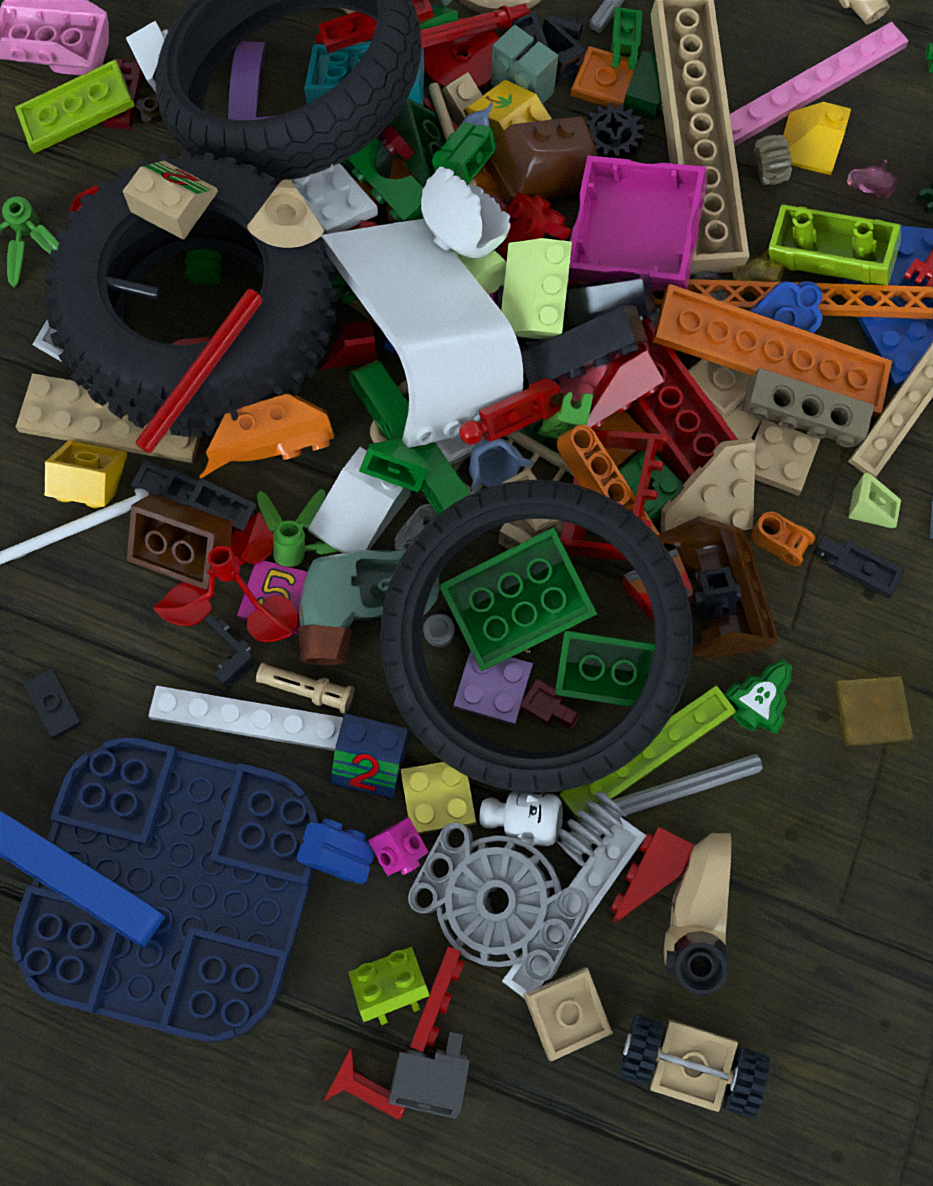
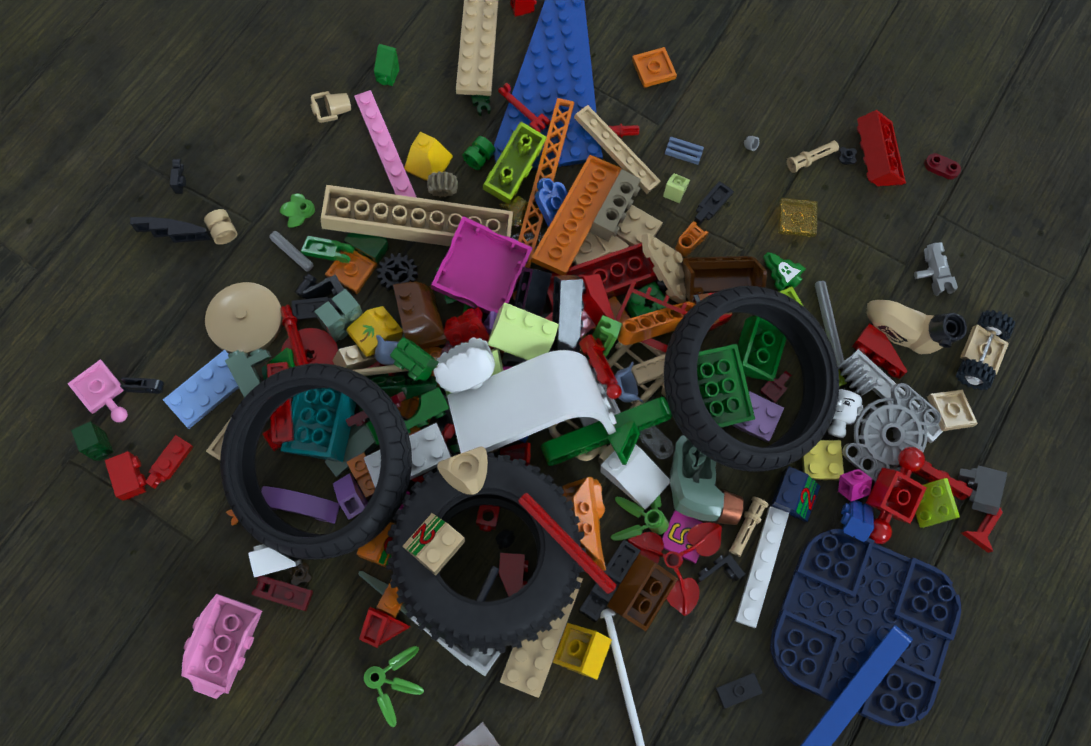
camera: 85 degrees left, 0 degrees up
(74, 106) = (287, 629): lime tile -> none
(390, 913) = (896, 494): none -> red brick
(716, 593) = (724, 278): black brick -> none
(839, 973) = (938, 270): none -> light grey piece
(854, 202) = (478, 153): none -> green wheel
(874, 180) = (466, 133): clear pink animal -> none

